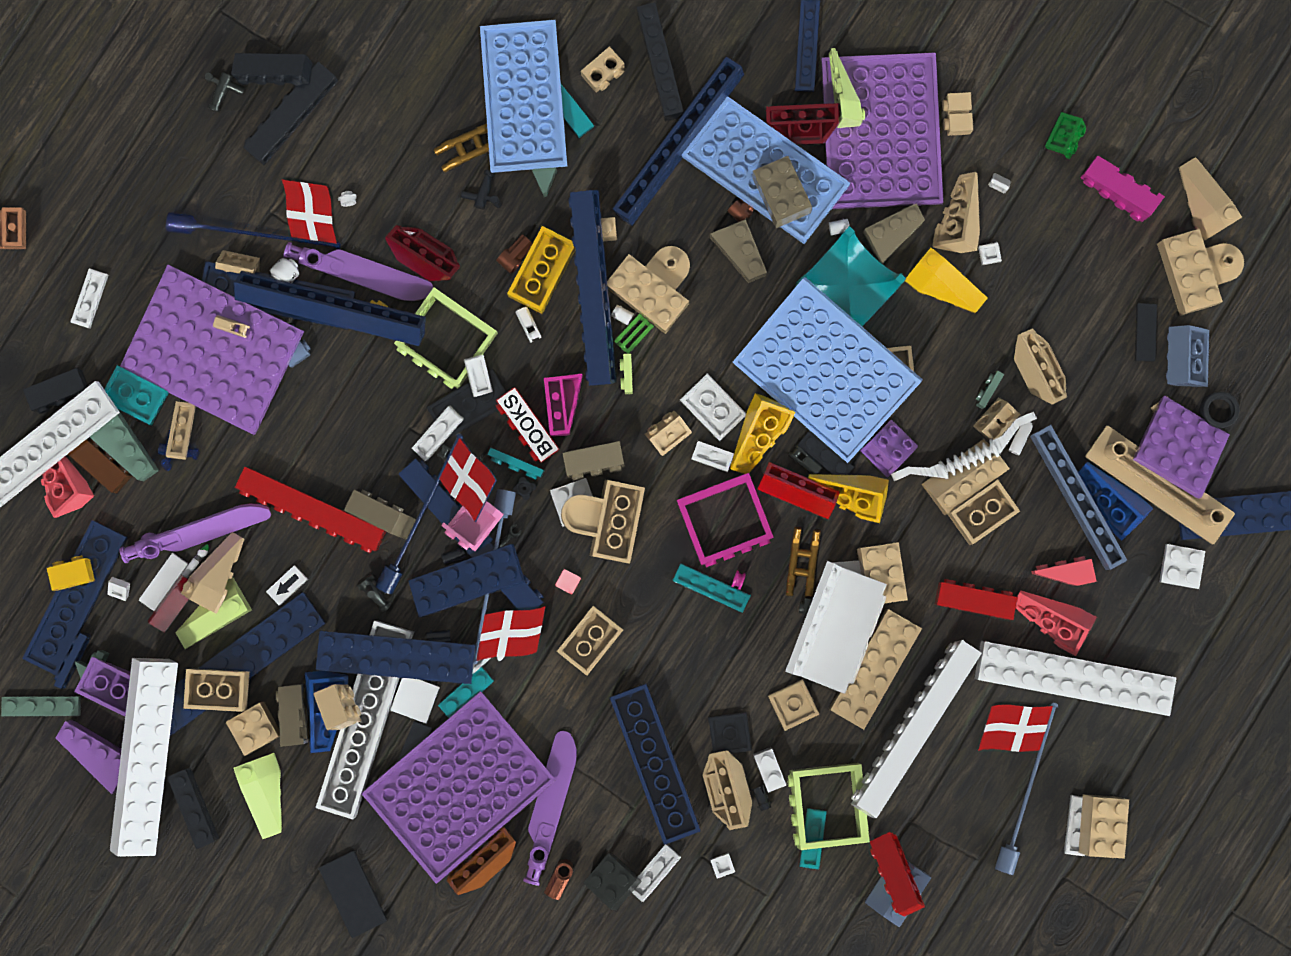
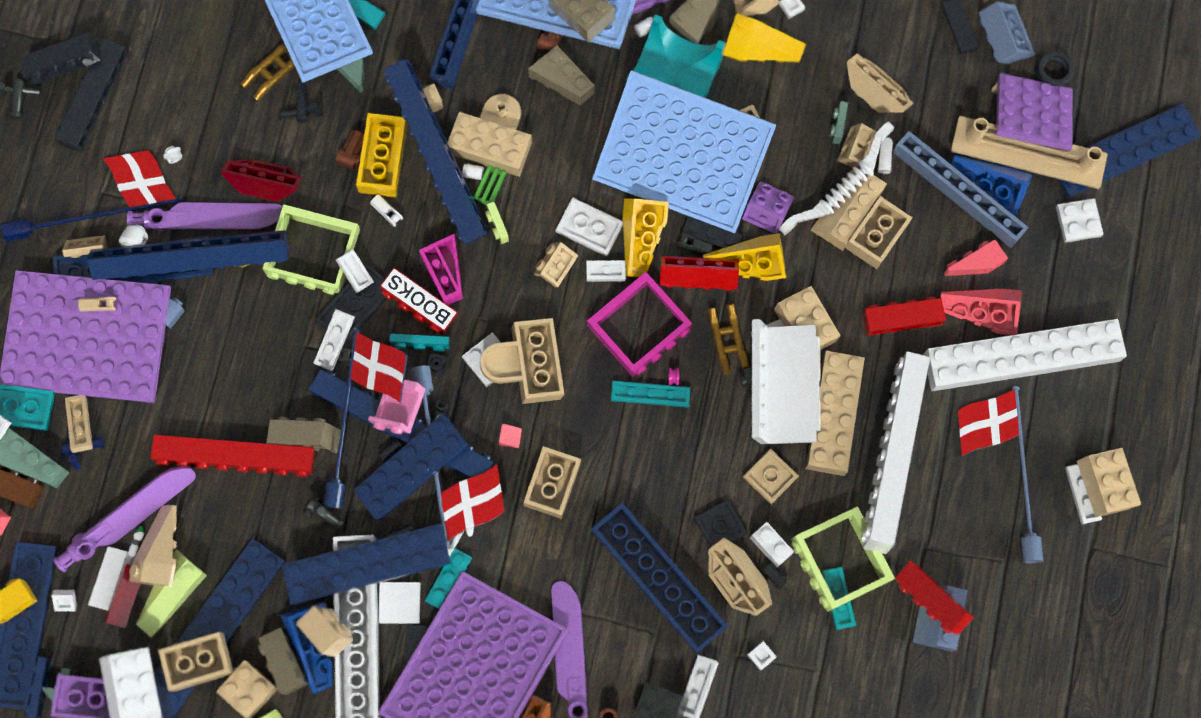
camera: 30 degrees left, 10 degrees down
(287, 585) = (234, 537): white tile -> none
(593, 460) = (494, 311): dark tan brick -> none

